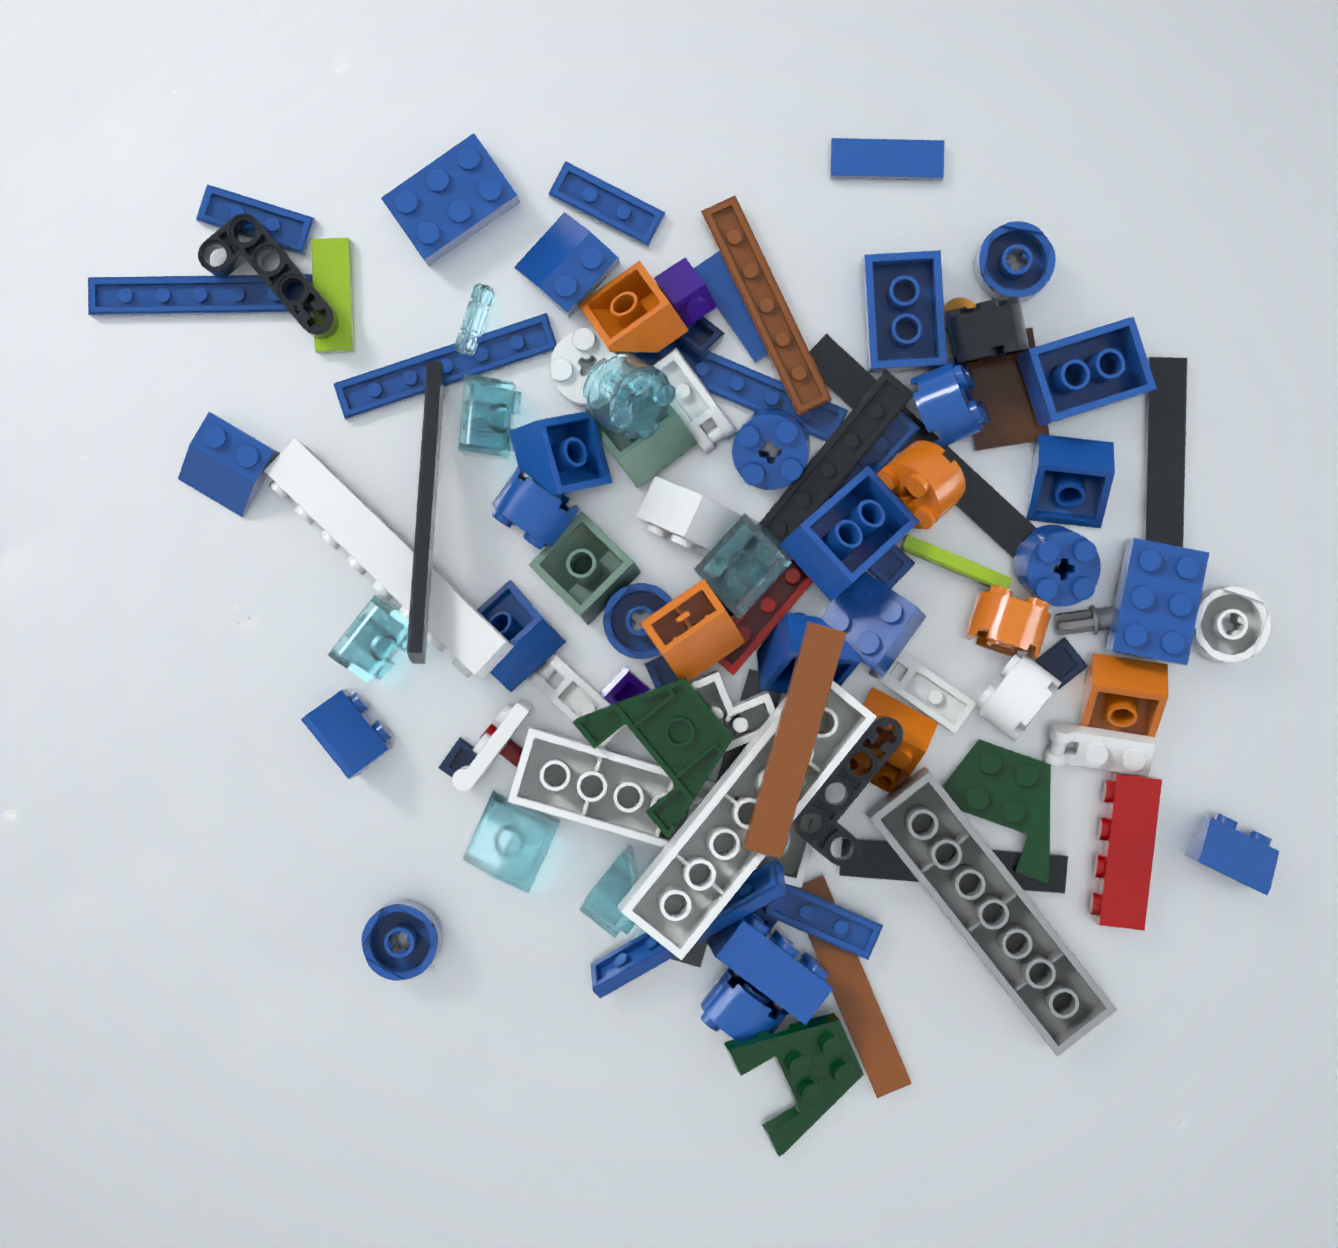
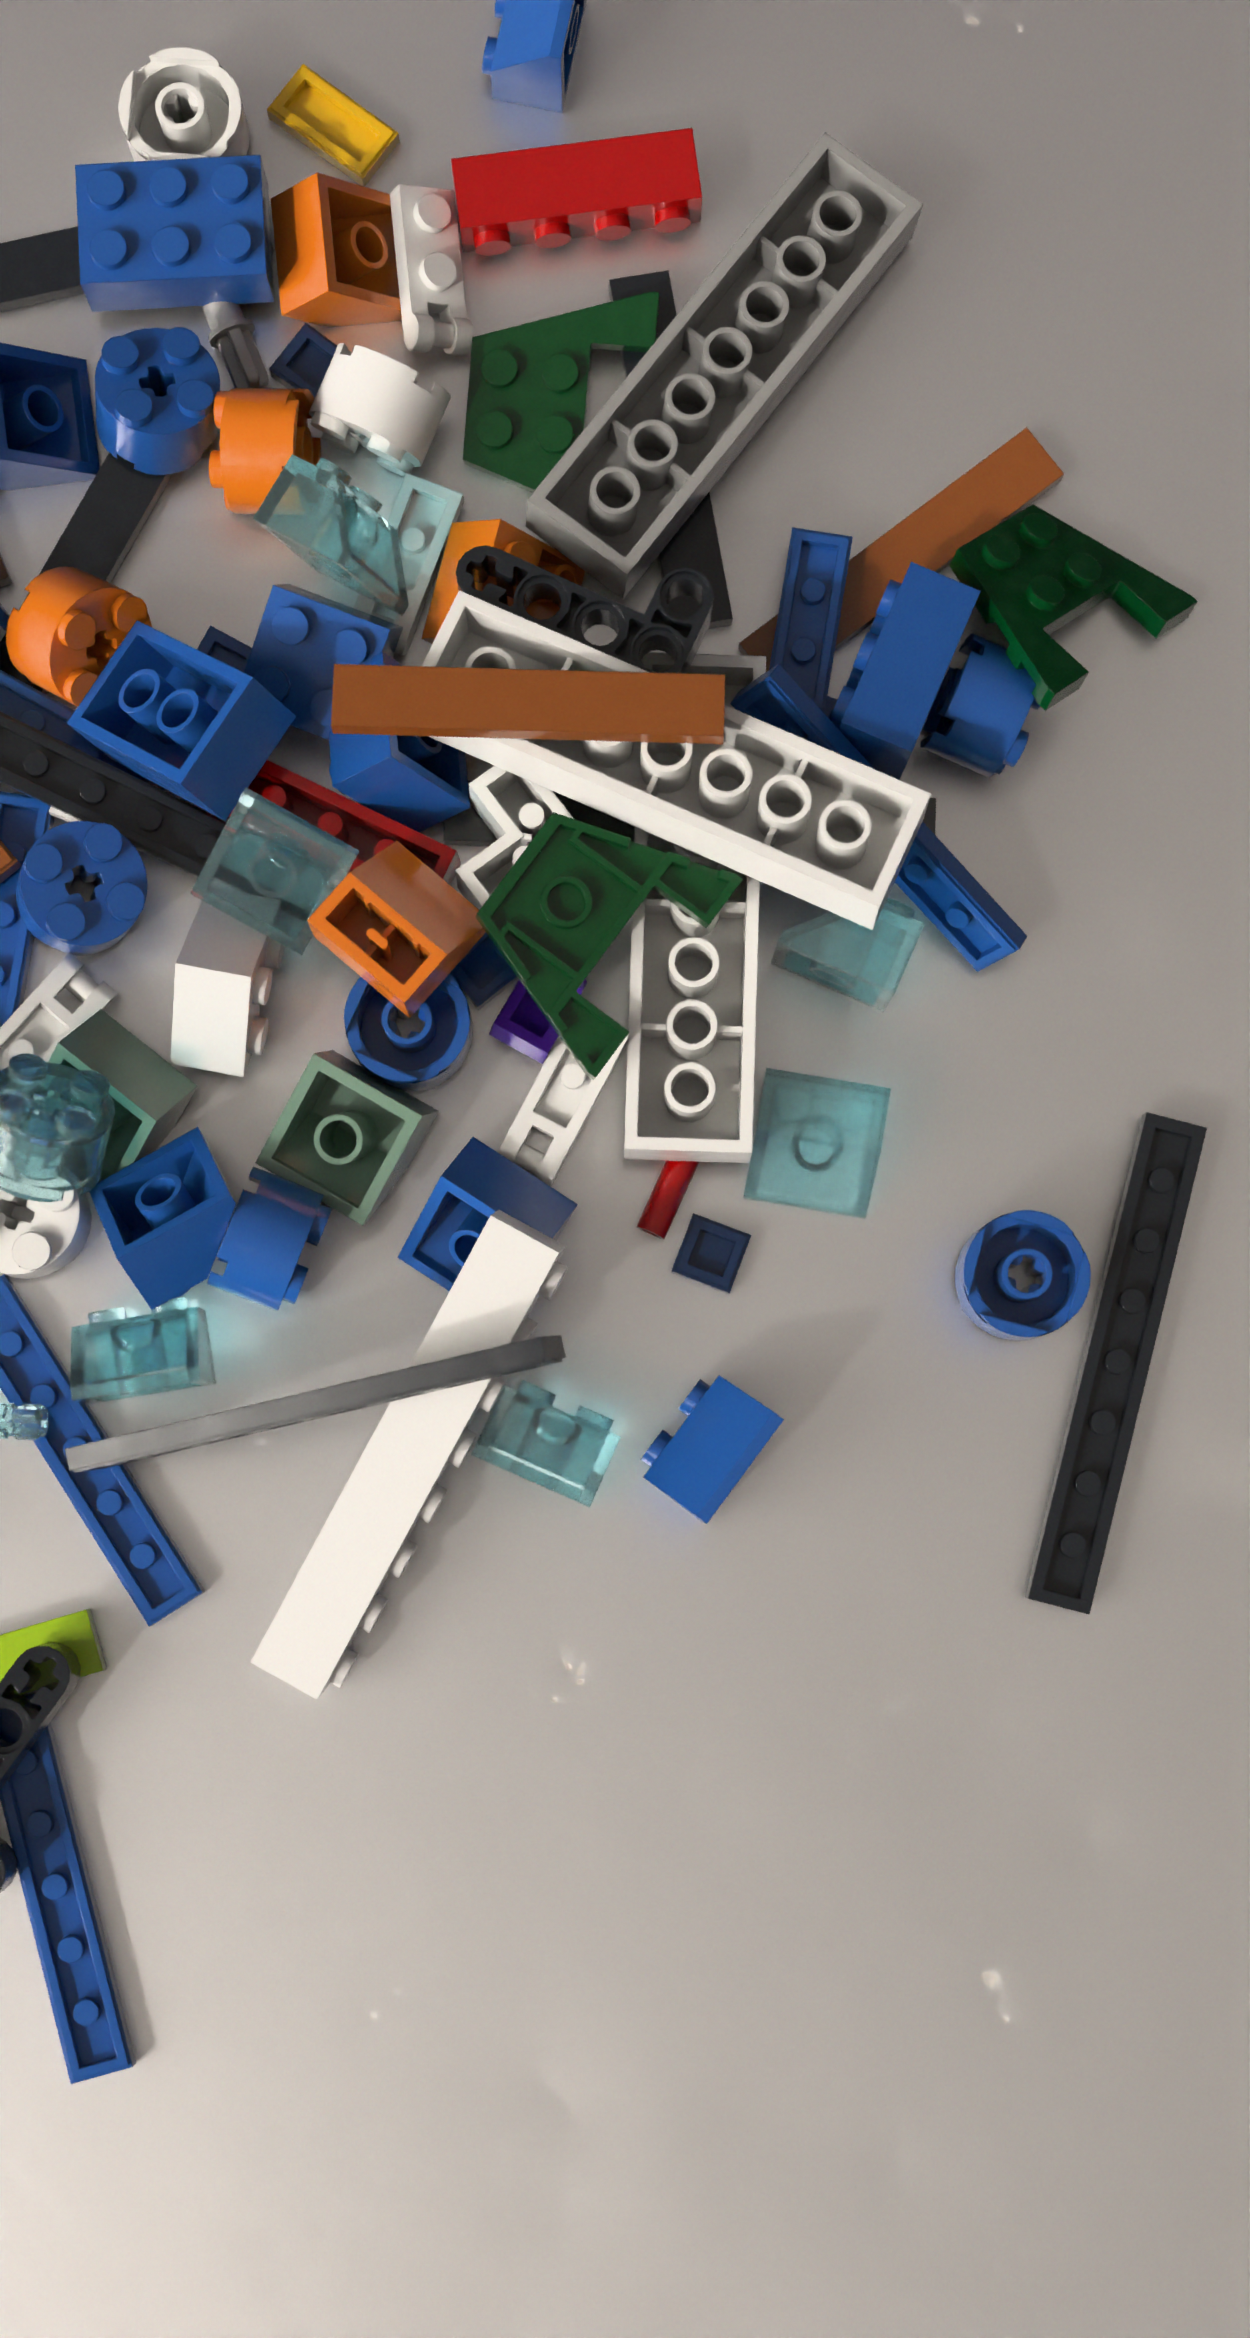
camera: 105 degrees left, 5 degrees down
(226, 464) = (323, 1767): blue slope -> none
(339, 982) = (1115, 1363): none -> black plate
(490, 746) = (672, 1210): white plate -> none
(944, 654) = (336, 530): none -> clear light blue slope
(954, 562) = (195, 558): lime tile -> none
(1209, 713) = (333, 125): none -> yellow tile

